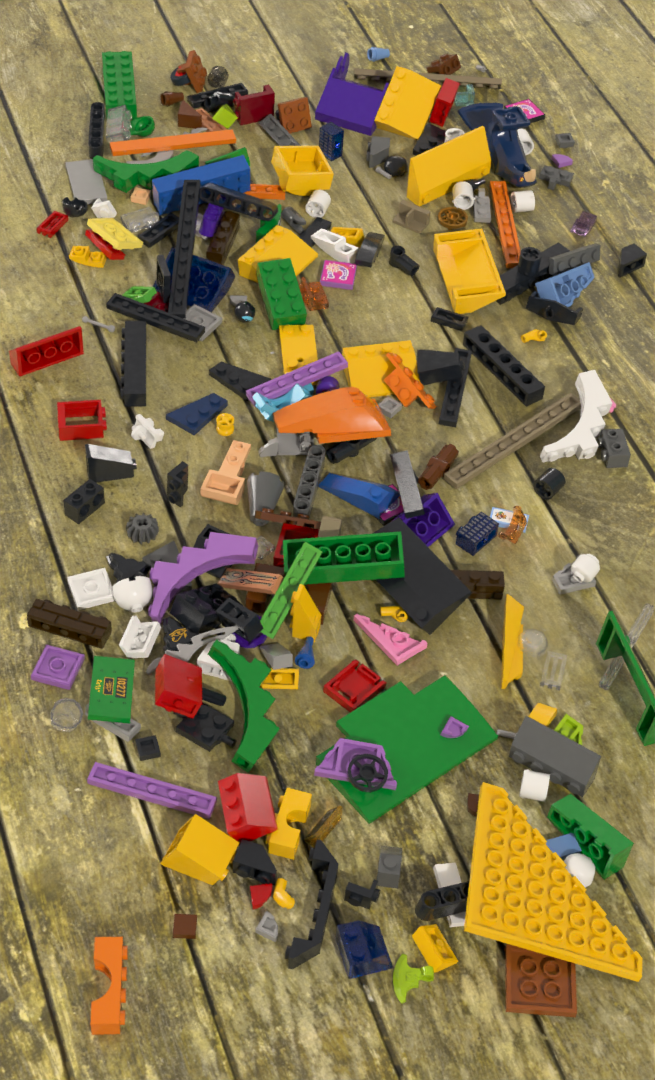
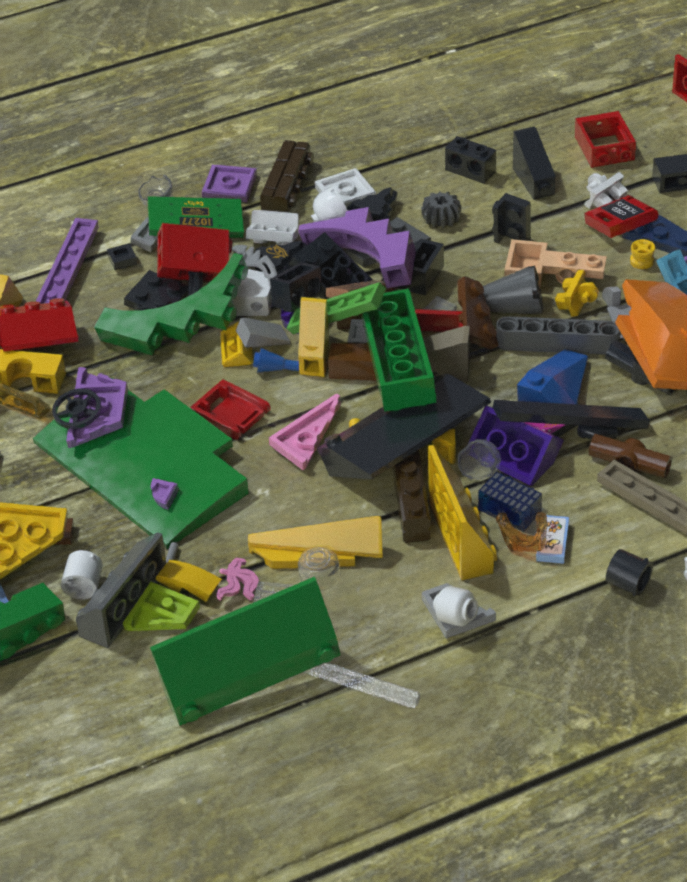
camera: 90 degrees right, 5 degrees down
(180, 422) = (624, 214): none -> red container
(264, 462) = (576, 293): none -> yellow hips
(438, 541) = (479, 460): none -> clear hair
(511, 555) = (458, 520): none -> yellow slope
(539, 692) = (236, 574): none -> bright pink piece

